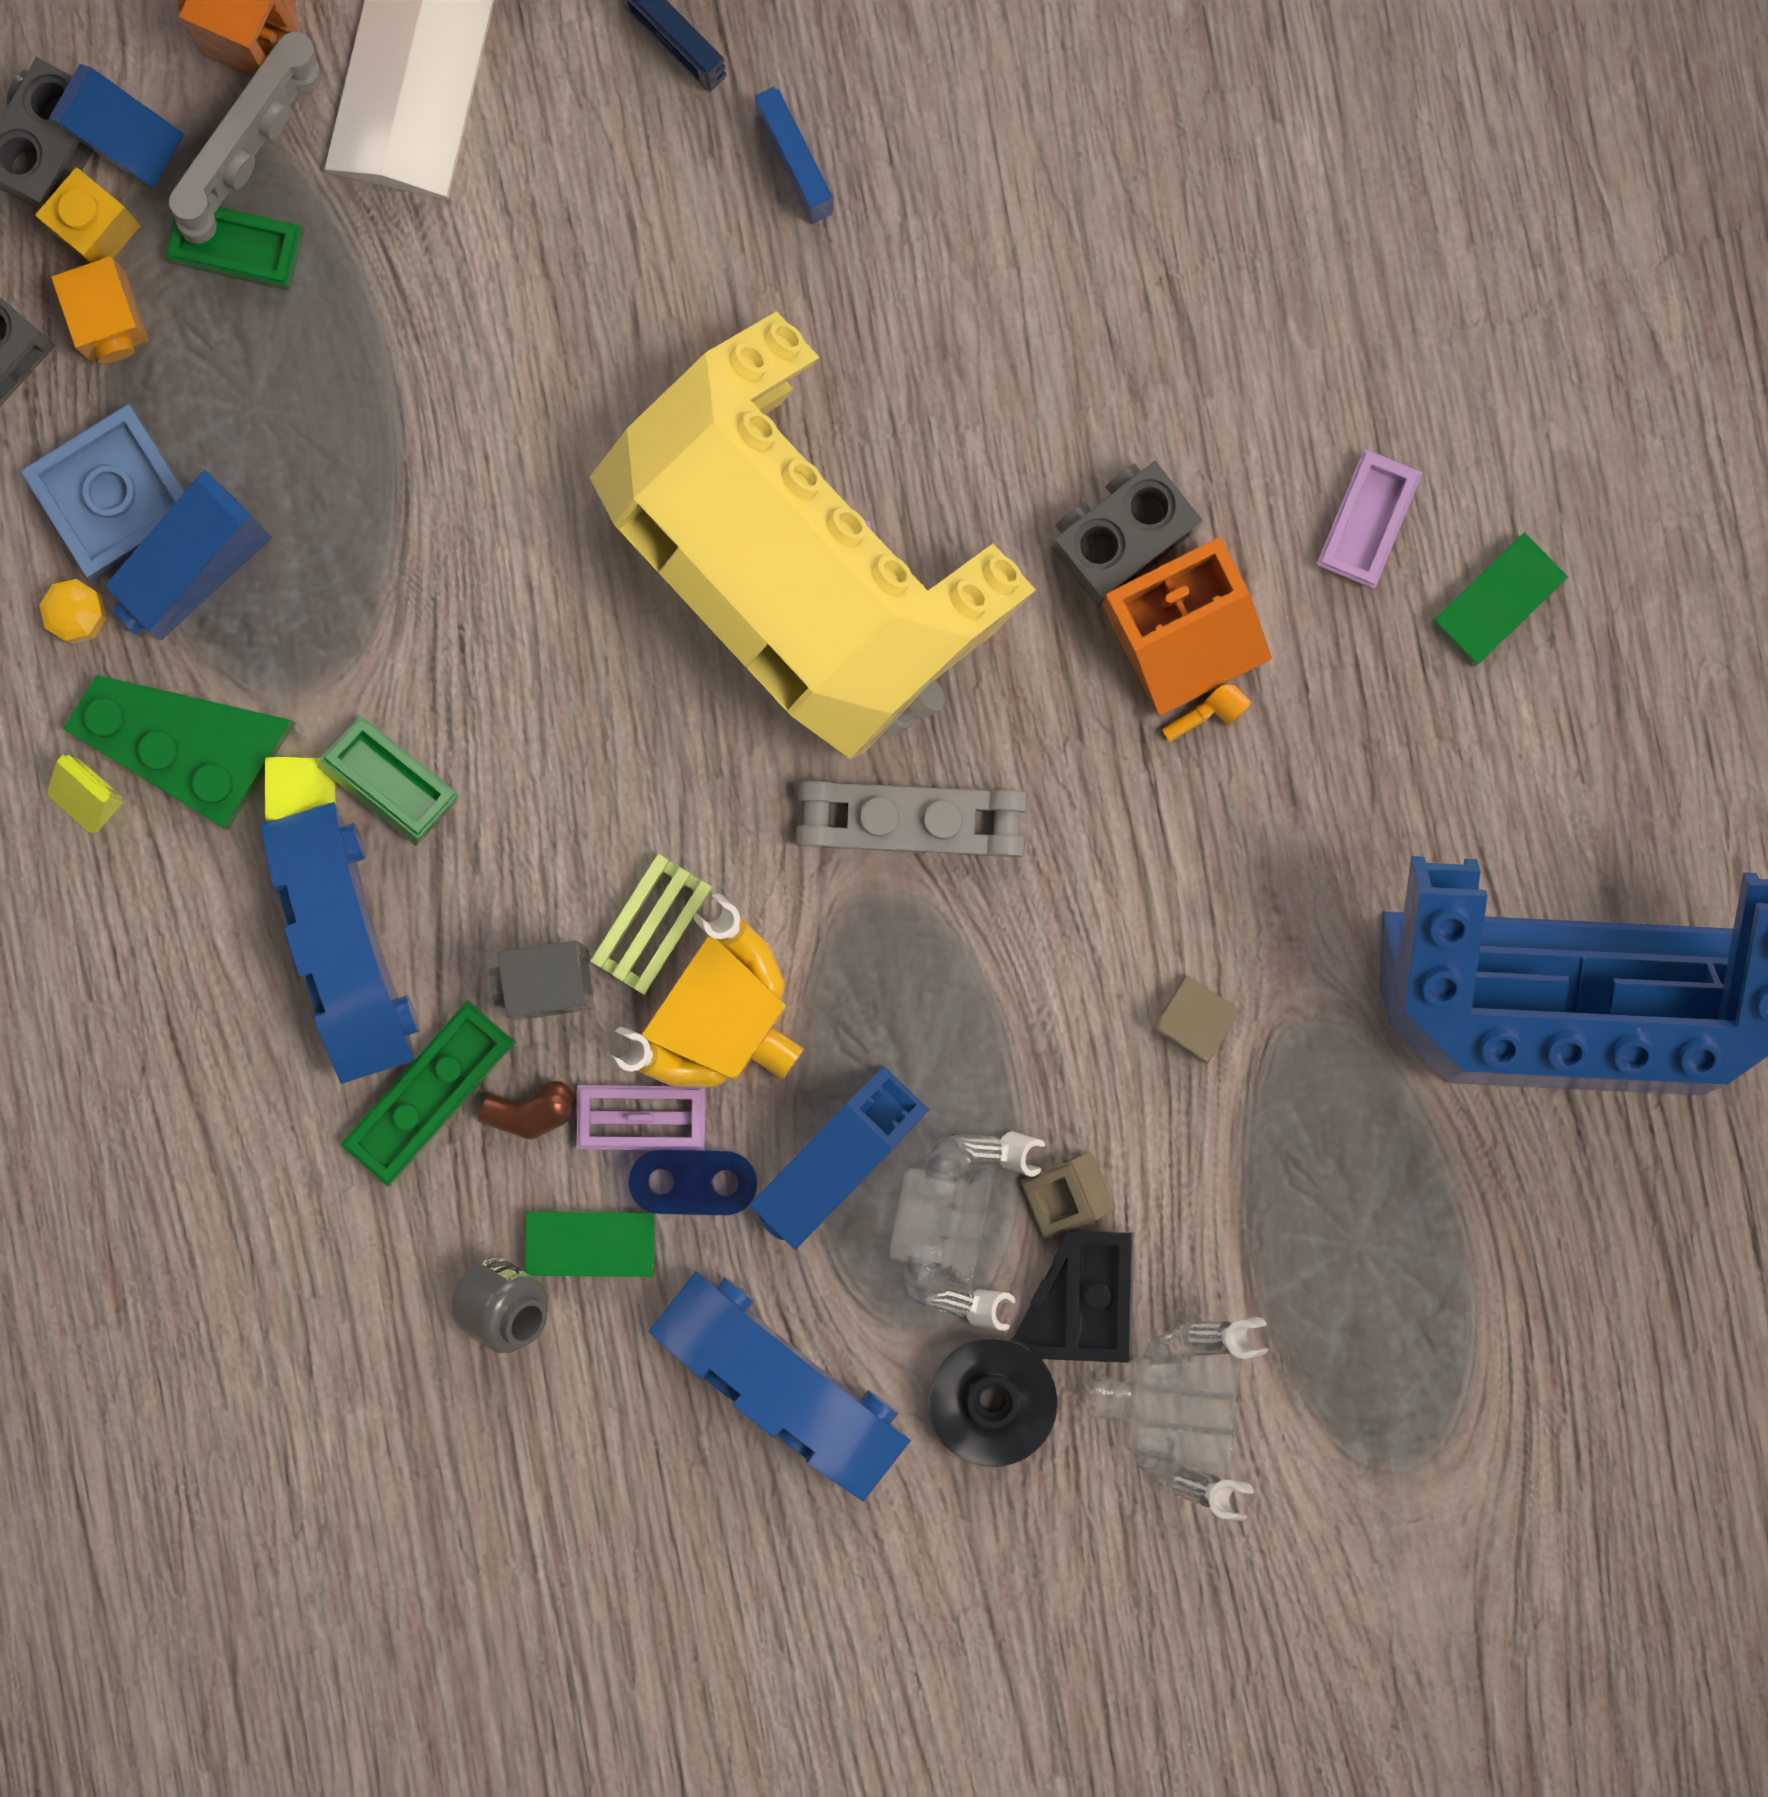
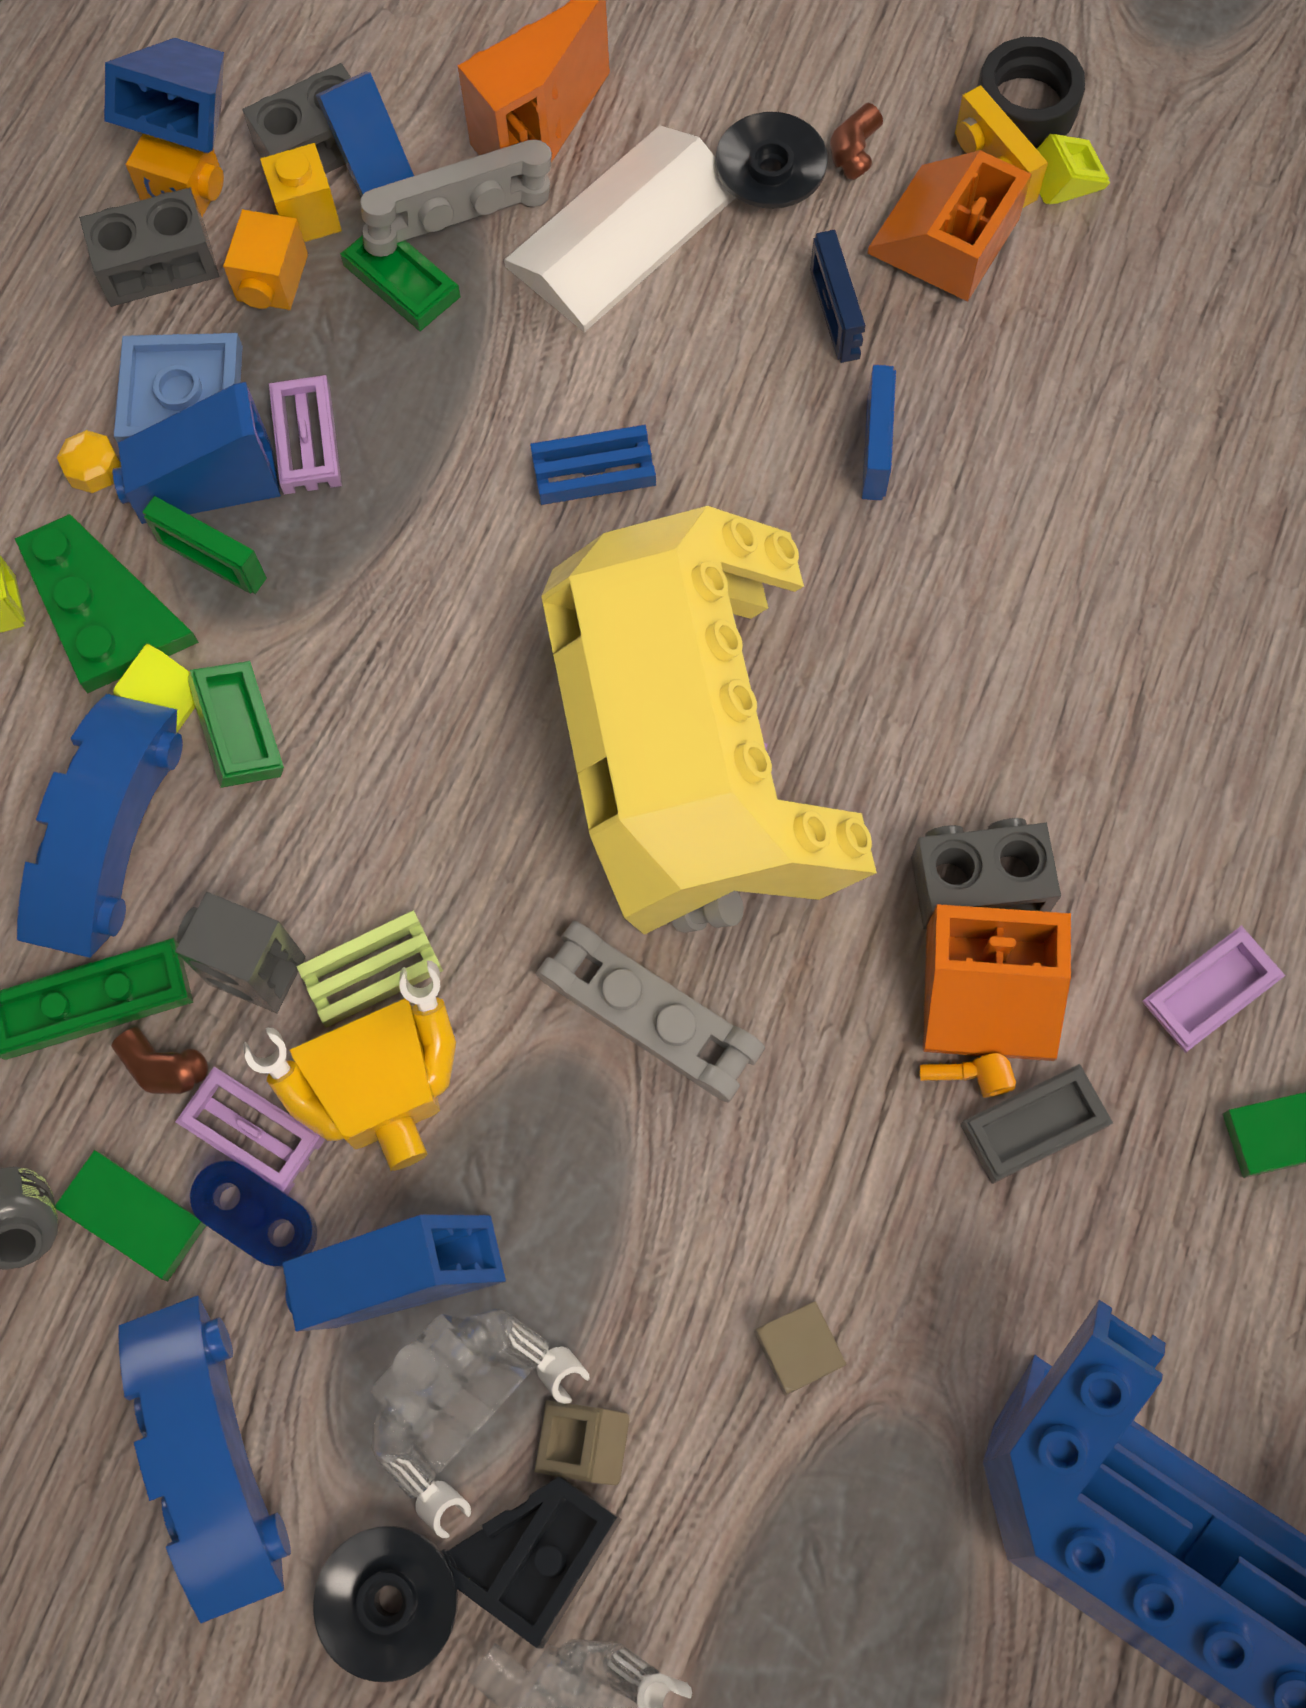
camera: 35 degrees right, 15 degrees down
(246, 633) = (204, 545): none -> green tile
(290, 504) = (310, 474): none -> lavender tile
(529, 320) = (589, 456): none -> blue tile
(1284, 722) = (1036, 1123): none -> dark grey tile

